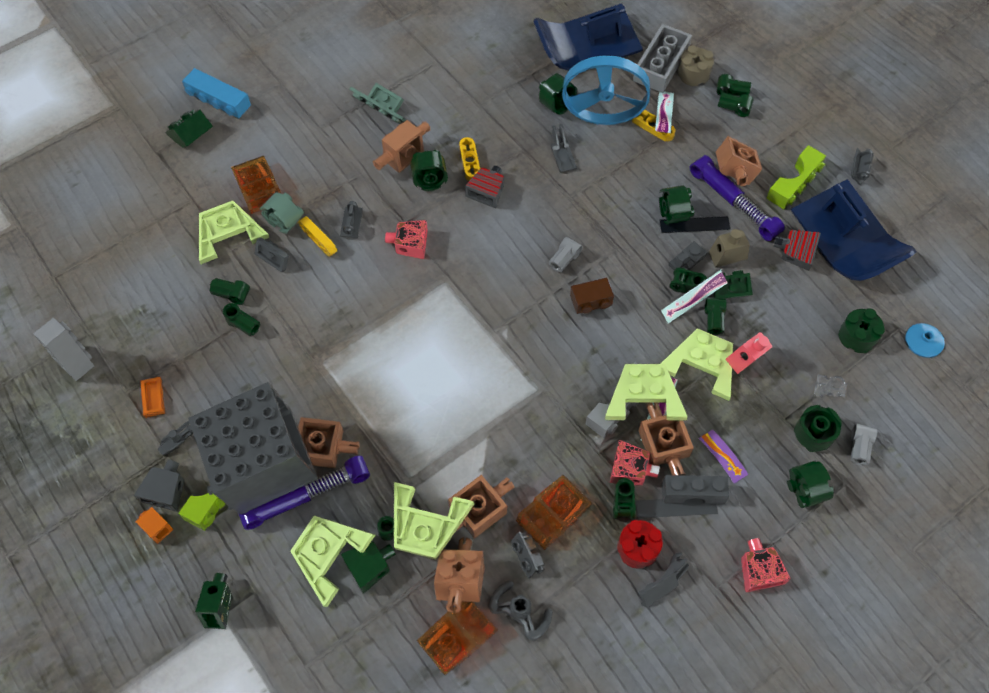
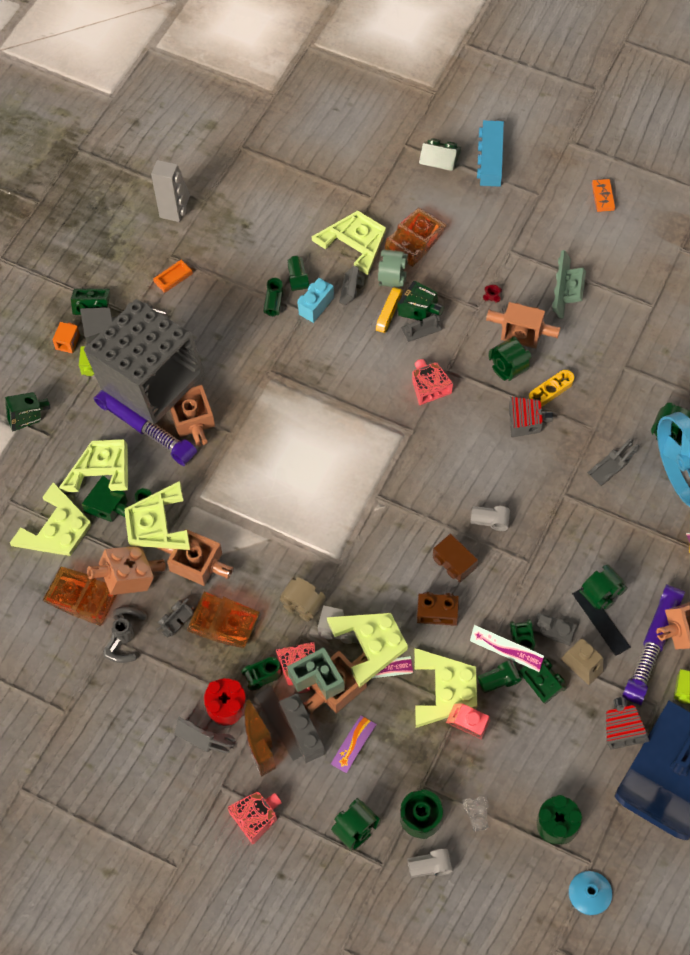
camera: 65 degrees right, 0 degrees up
(125, 484) = (89, 299): none -> dark green bracket
(269, 287) = (315, 300): none -> medium azure brick
(313, 42) = (603, 195): none -> orange tile
(328, 209) = (419, 302): none -> dark green torso
(352, 152) = (492, 289): none -> dark red plate
(371, 622) = (62, 530): none -> yellowish green wing
(569, 431) = (302, 597): none -> dark tan brick
(631, 331) = (437, 609): none -> reddish brown brick
(663, 441) = (316, 669): none -> sand green brick
(694, 530) = (259, 740): none -> clear orange slope

